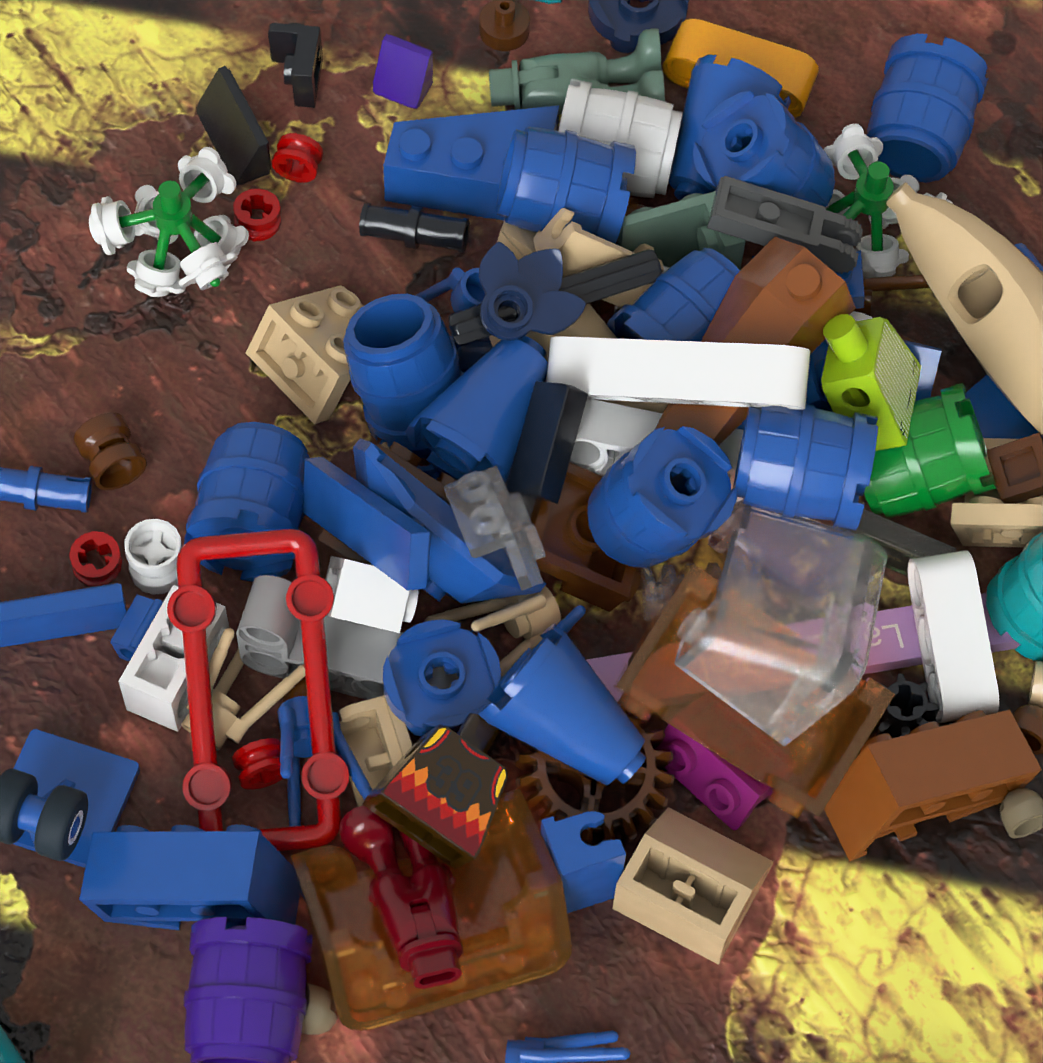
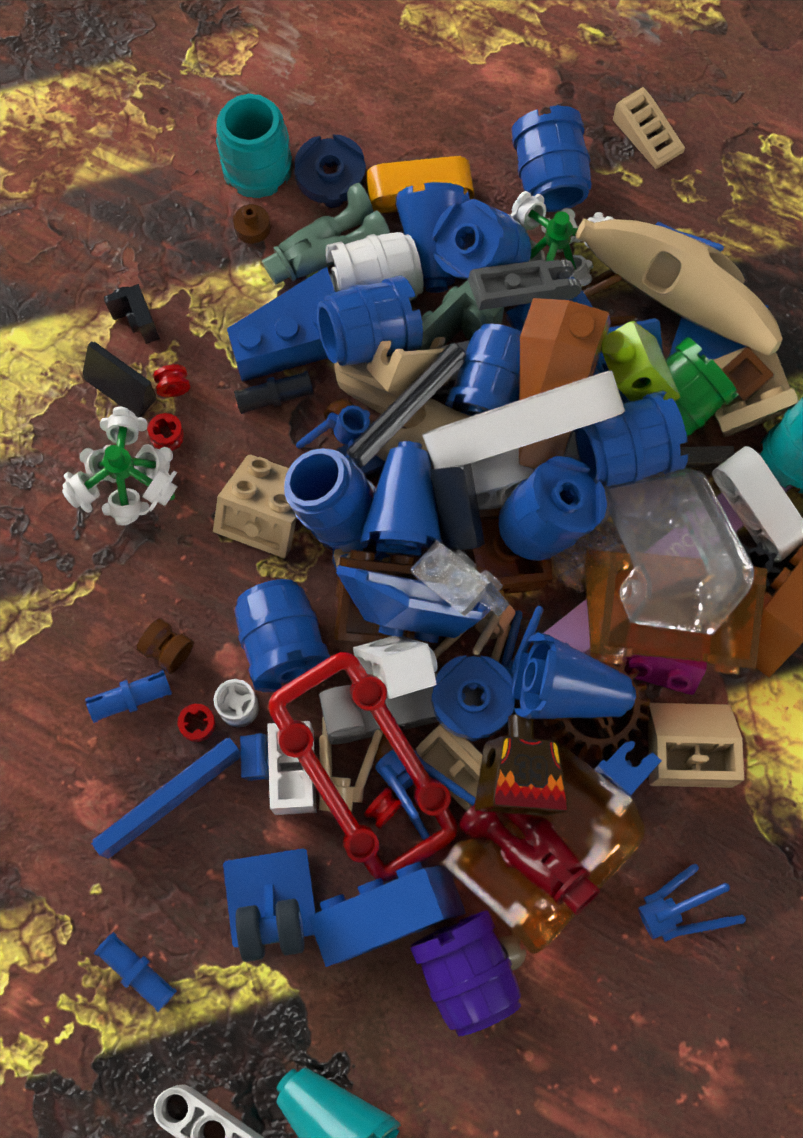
camera: 25 degrees left, 10 degrees up
(366, 523) = (379, 624): blue tile -> none
(403, 72) = (206, 288): dark purple slope -> none
(530, 289) = (393, 409): dark blue plate -> none

